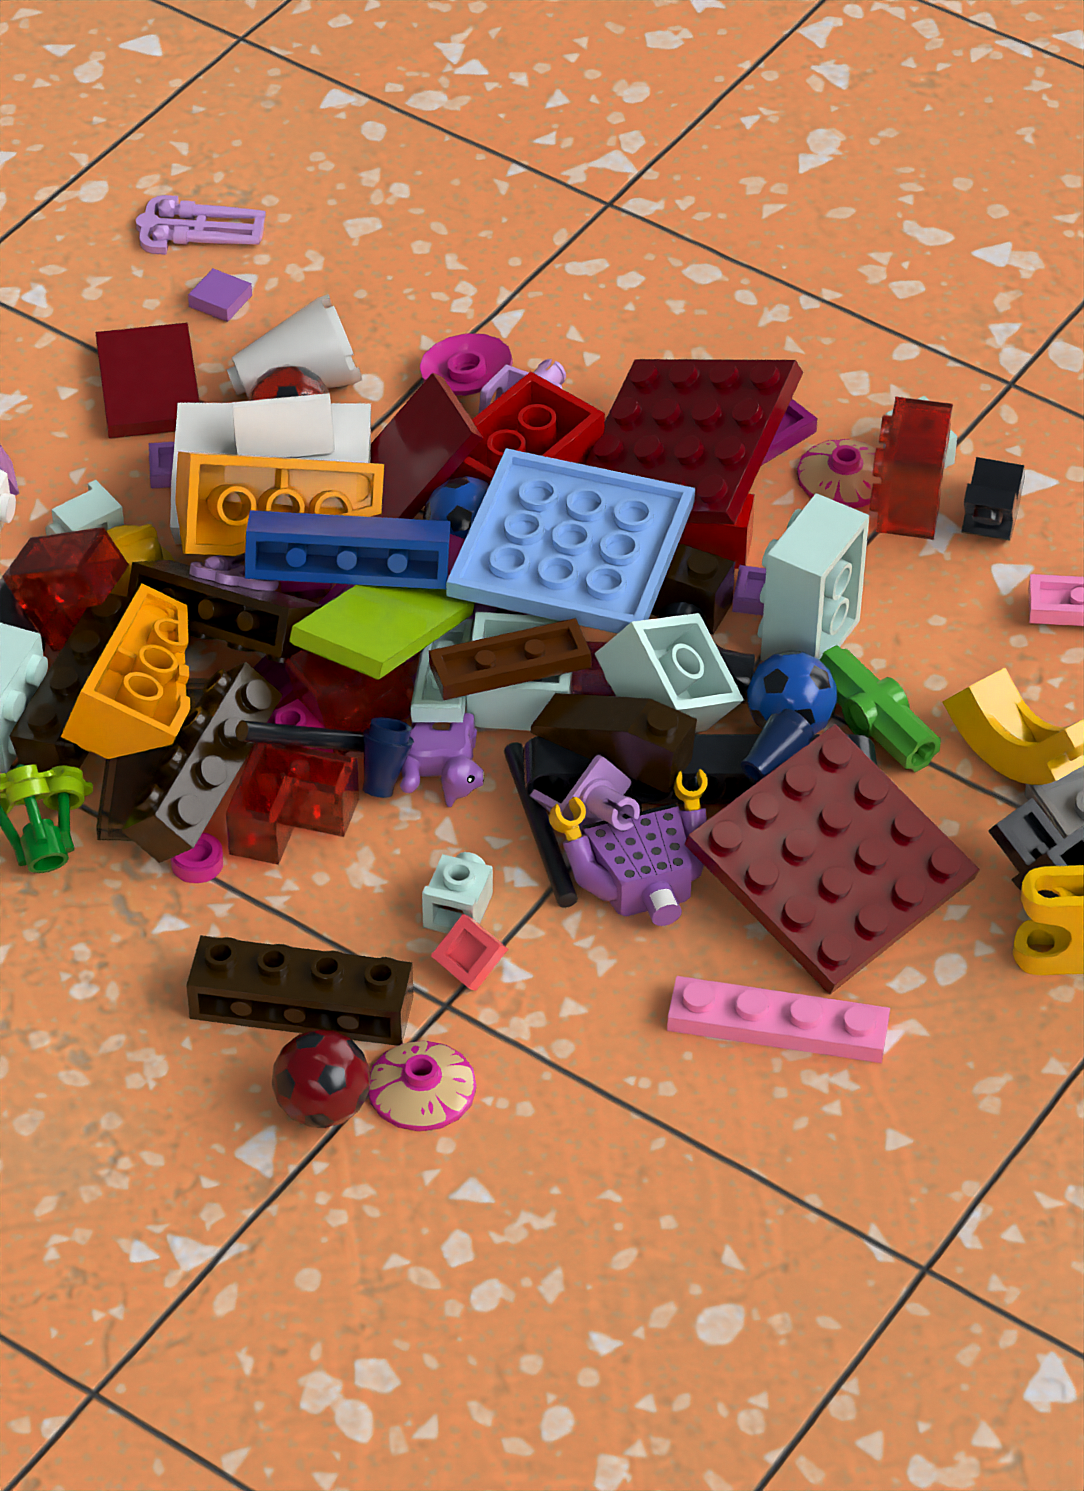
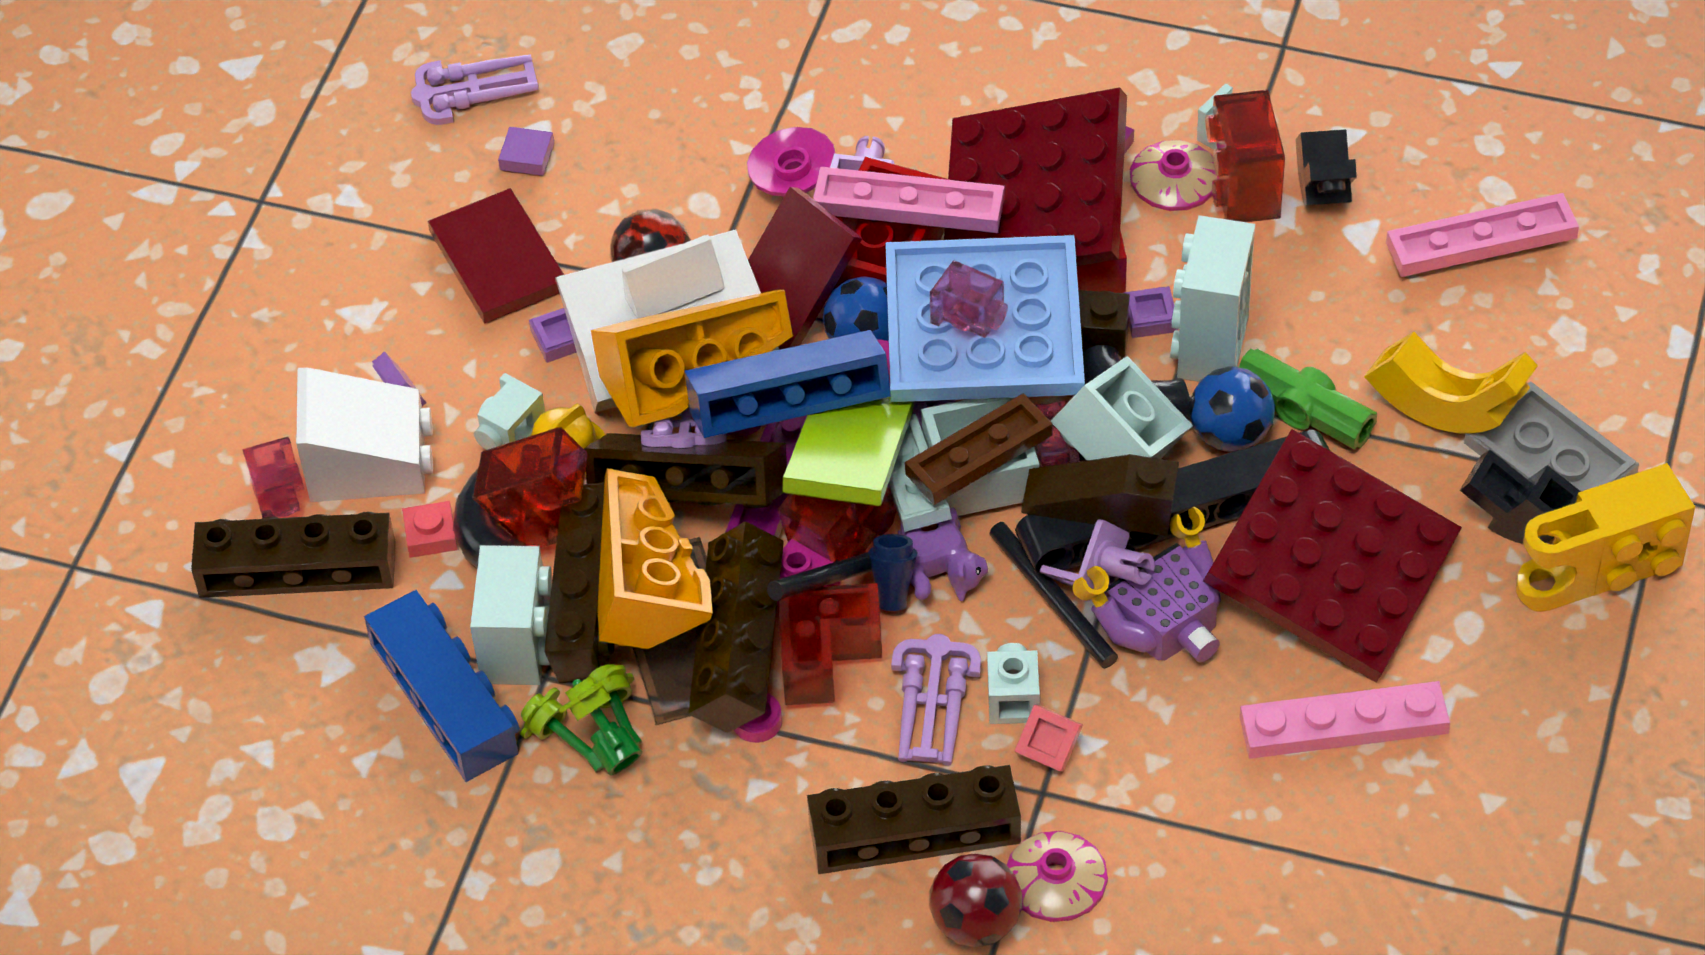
camera: 15 degrees left, 5 degrees up
(305, 339) = (638, 181): white cone -> none
(400, 842) = (937, 648): none -> lavender piece
(551, 417) = (910, 199): none -> bright pink plate
(554, 515) = (968, 300): none -> clear pink brick
(777, 742) = (1248, 462): dark blue cone -> none

